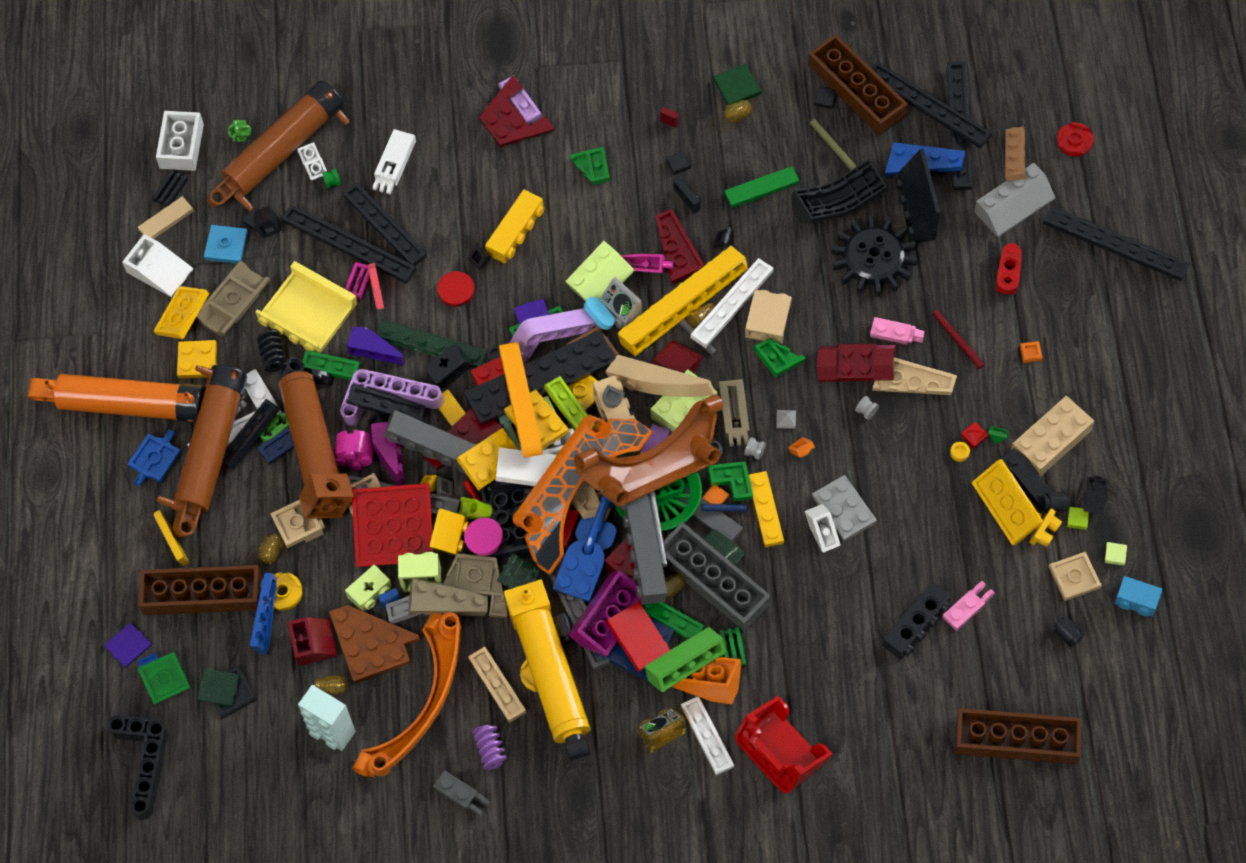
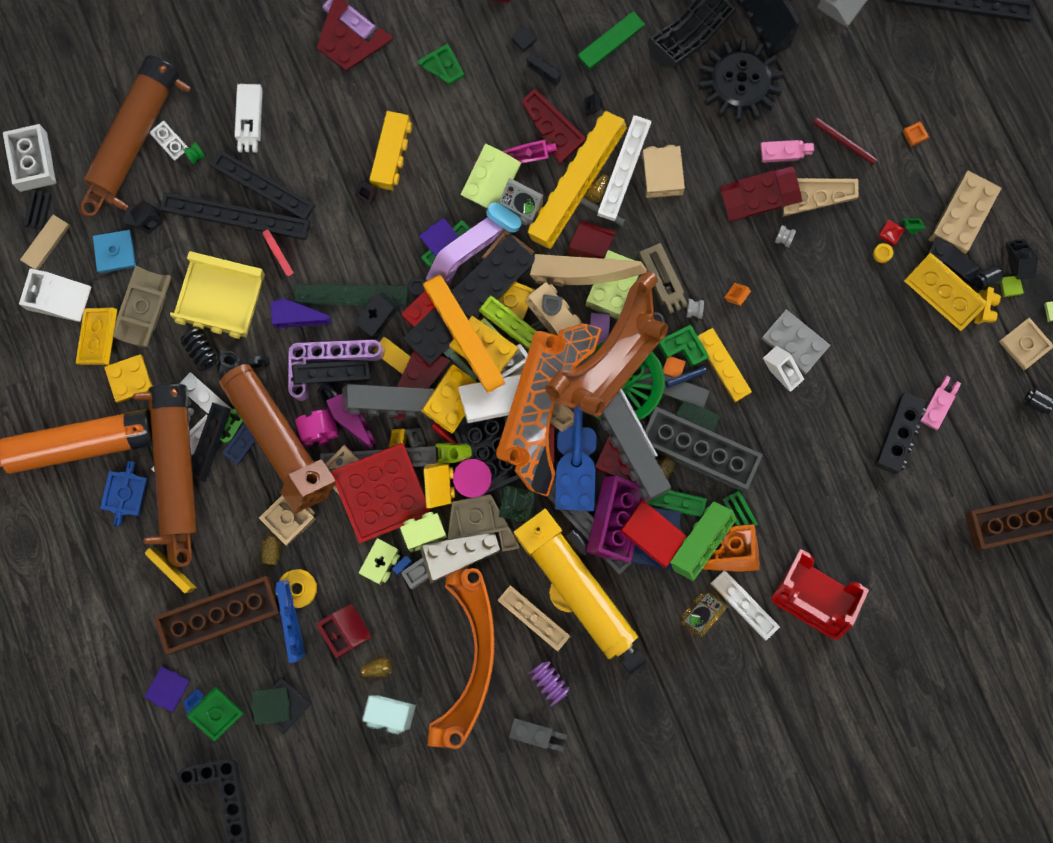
camera: 20 degrees left, 15 degrees up
(239, 130) = (85, 129): bright green gear -> none
(333, 365) = (262, 346): green plate -> none
(364, 284) = (250, 251): dark pink tile -> none
(370, 643) = (399, 614): dark orange wing -> none
(455, 288) = (355, 231): red tile -> none
(777, 357) = (684, 209): green wing -> none
(786, 419) = (712, 269): light grey slope -> none
(1009, 258) = (869, 44): red piece -> none

